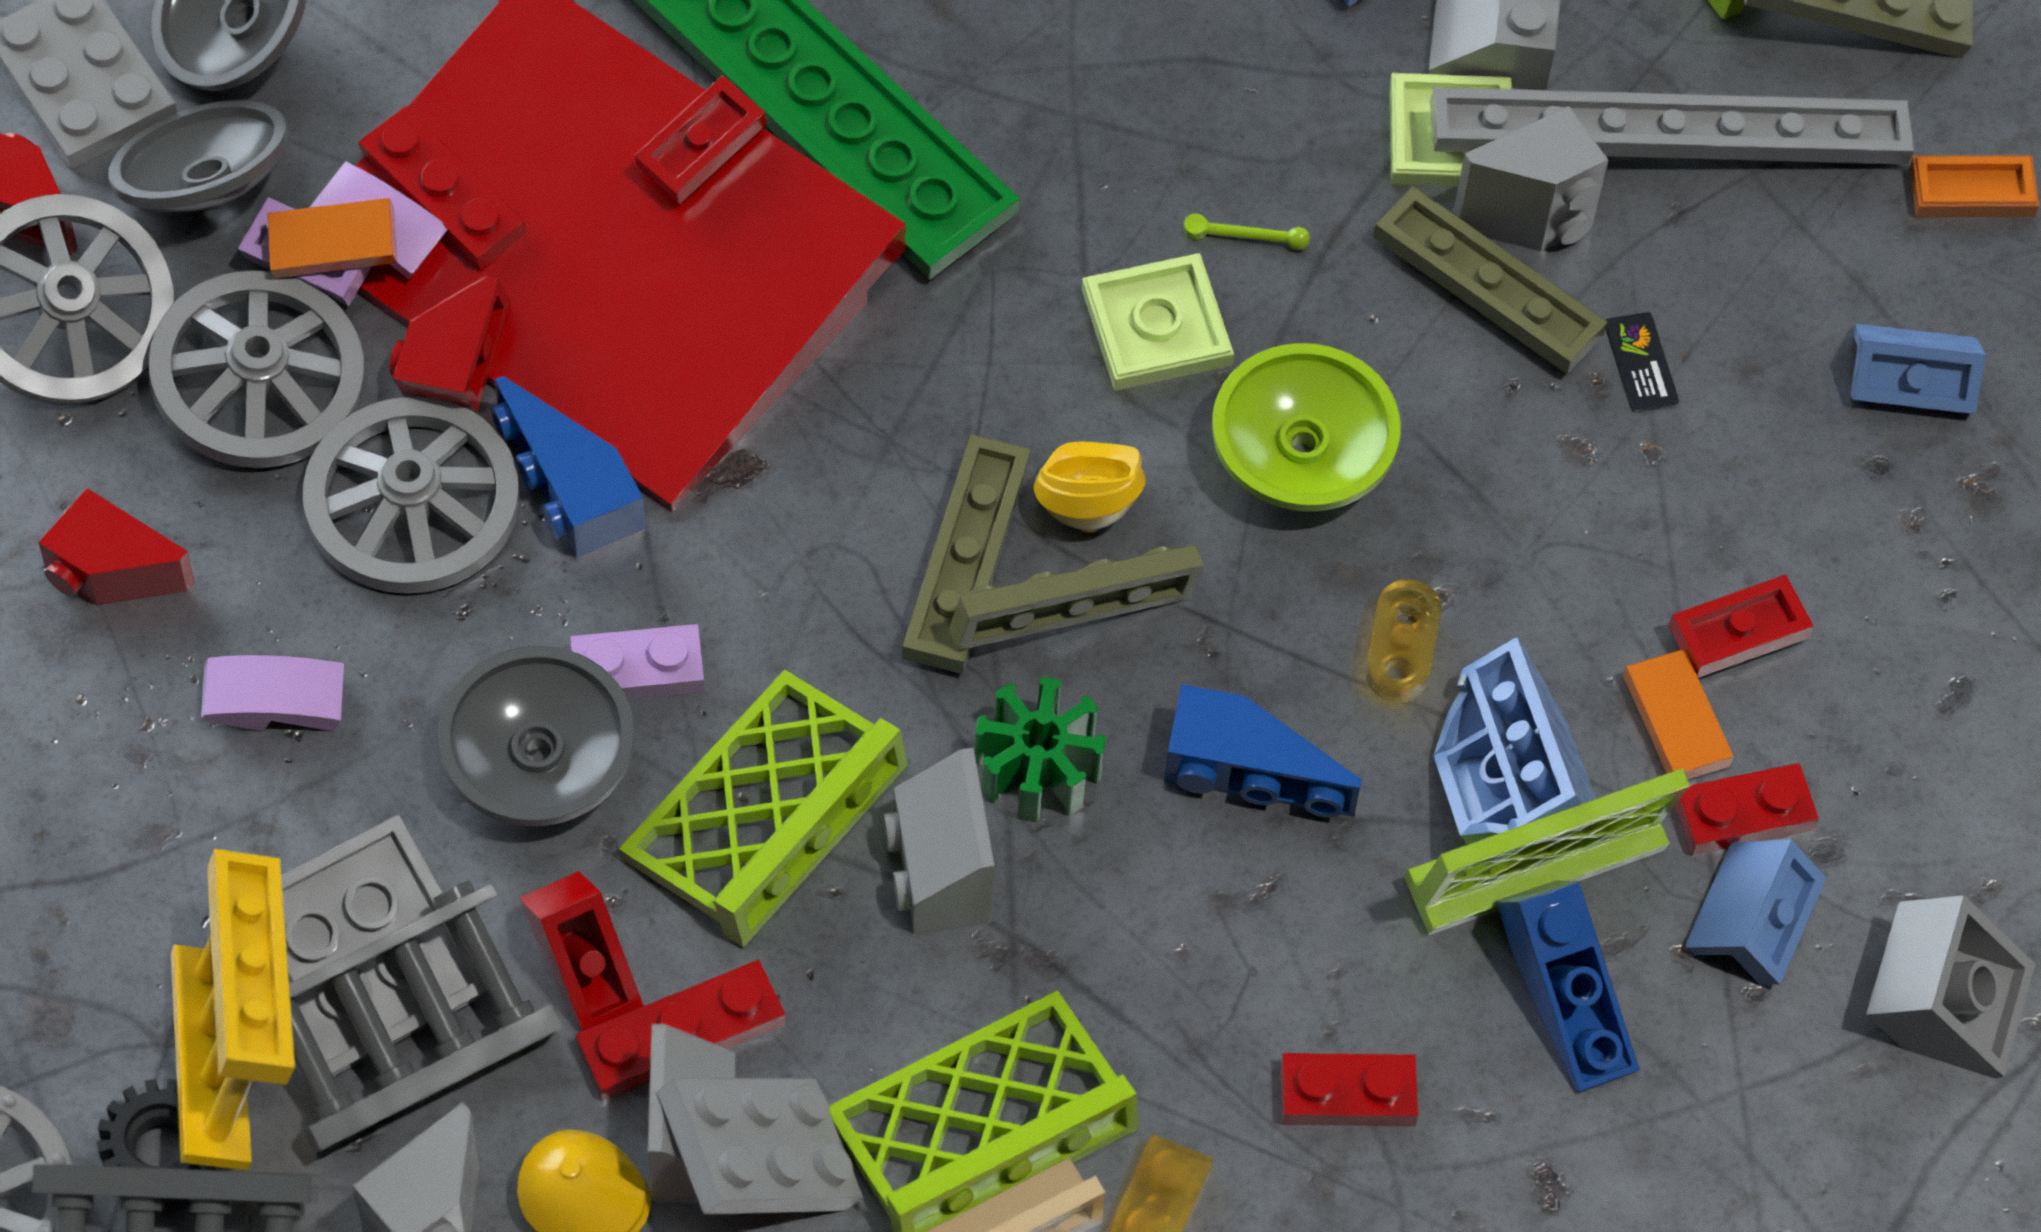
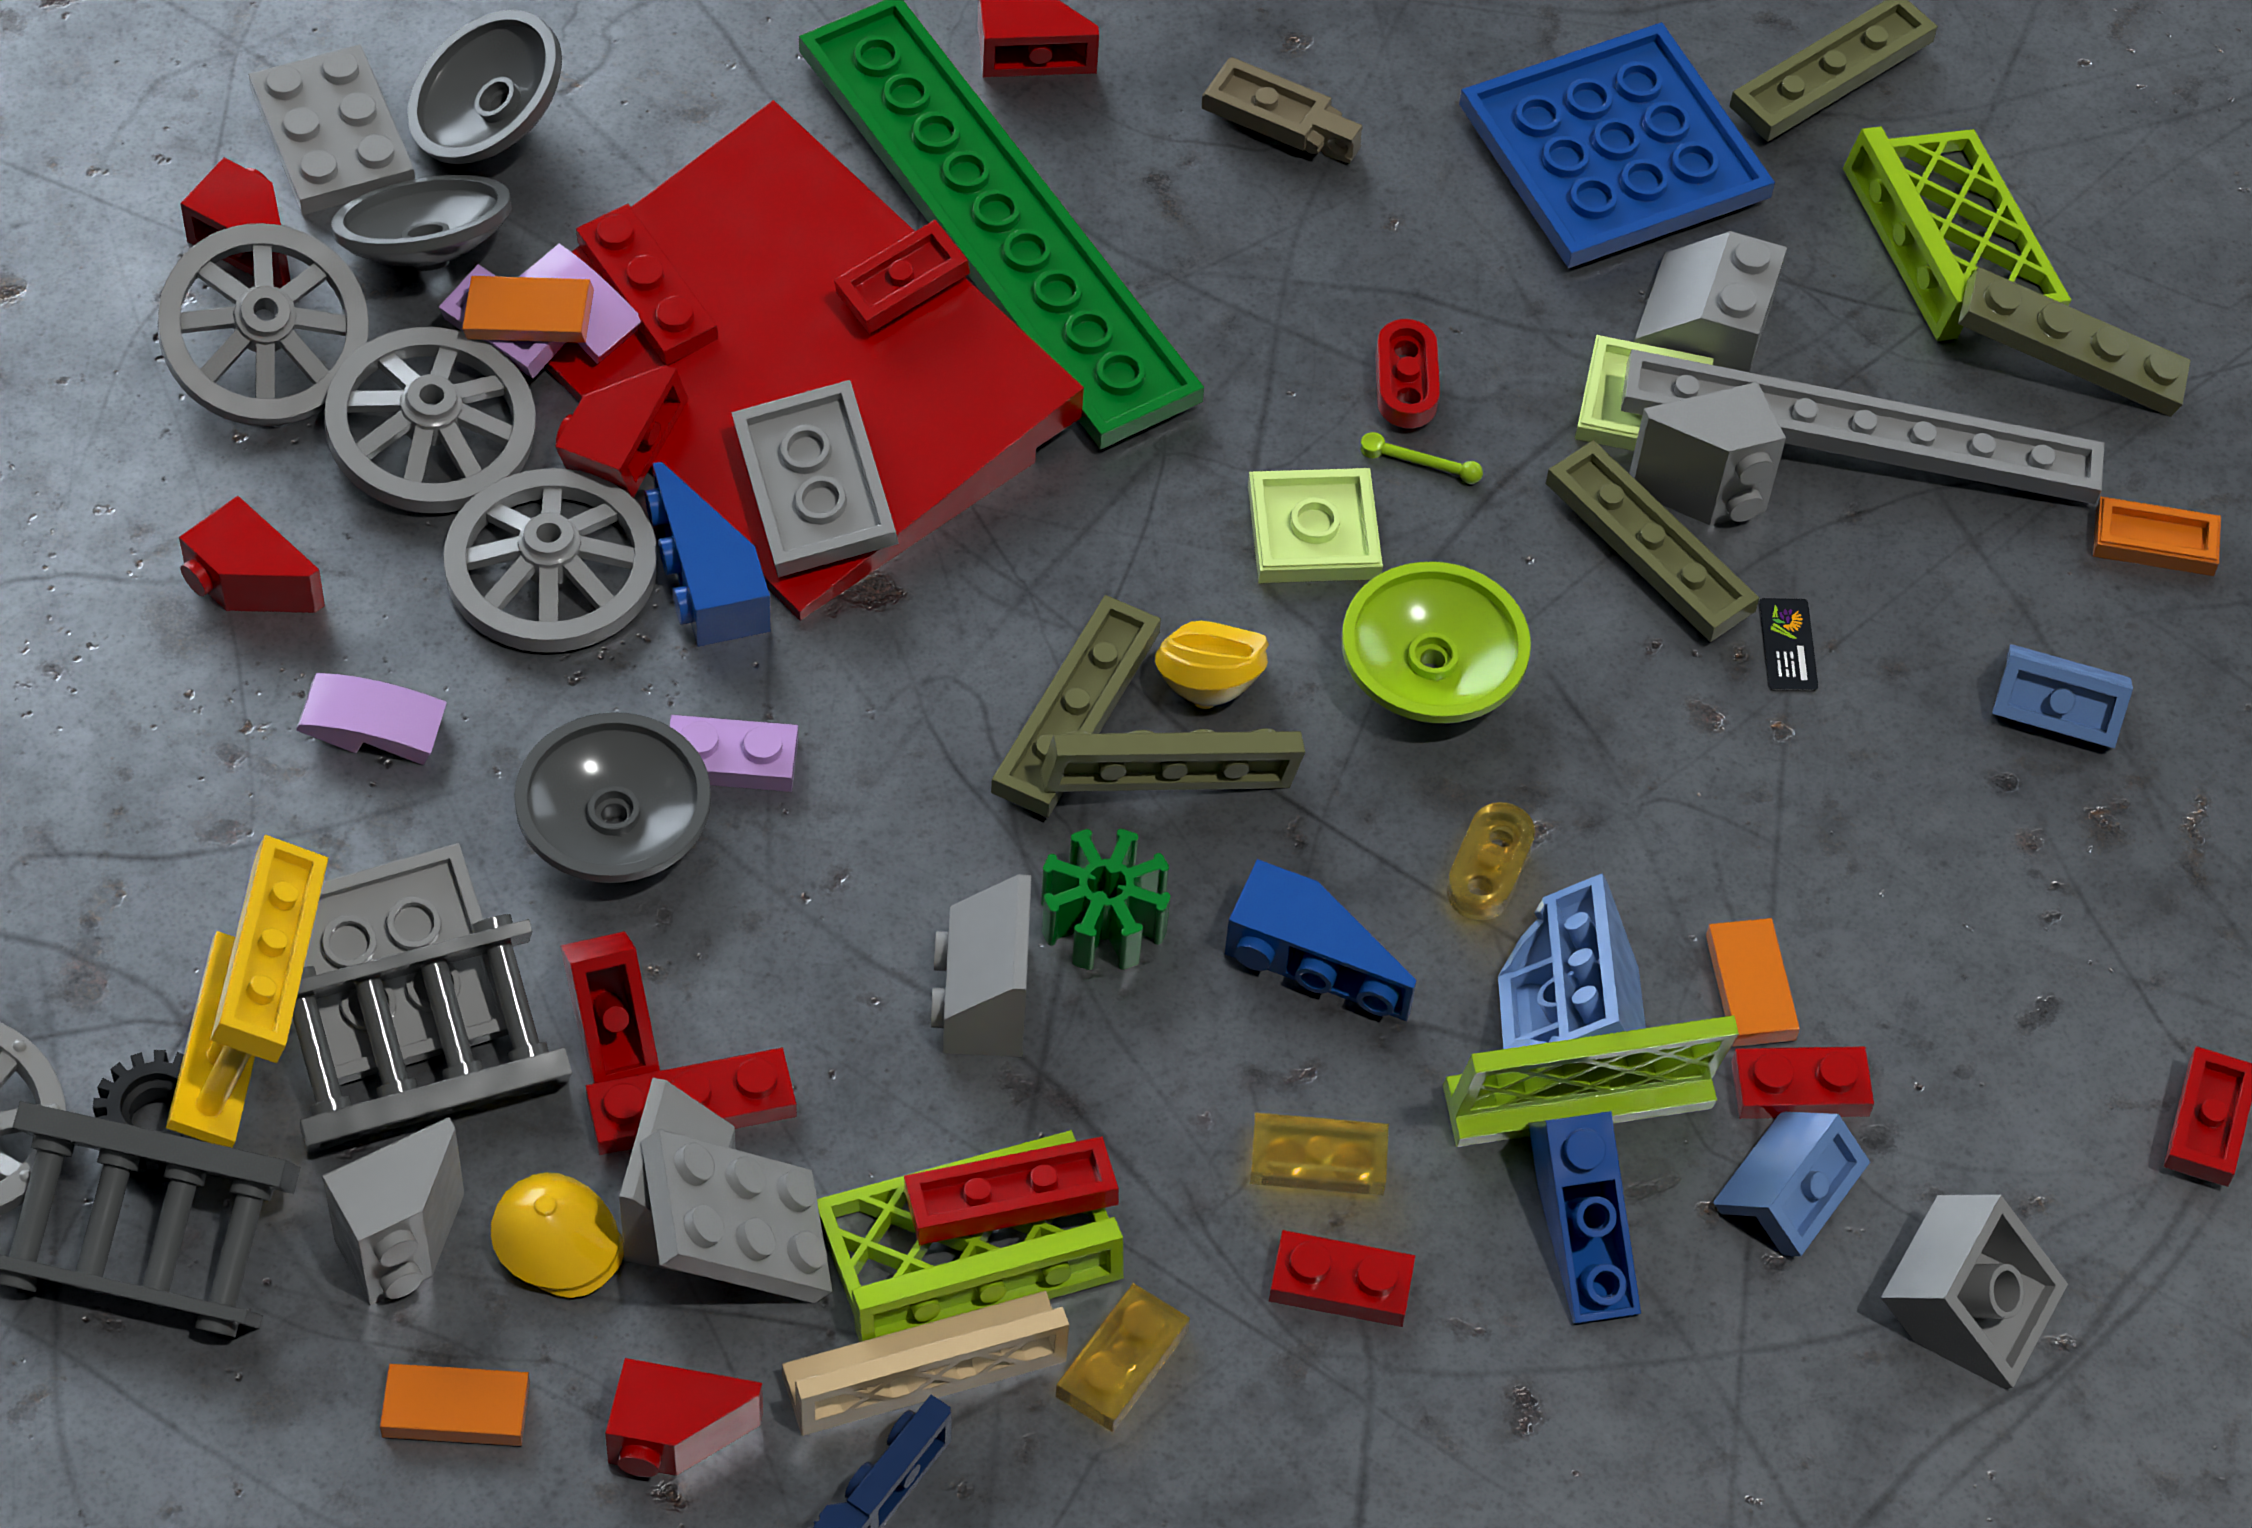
camera: 10 degrees right, 5 degrees down
(658, 365) = (814, 478): none -> light grey plate
(813, 822) = (855, 931): lime fence -> none
(1017, 1065) = (1011, 1190): none -> red plate
(1216, 151) = (1407, 378): none -> red plate
(1301, 969) = (1319, 1154): none -> clear yellow plate
(1741, 625) = (1834, 906): red plate -> none

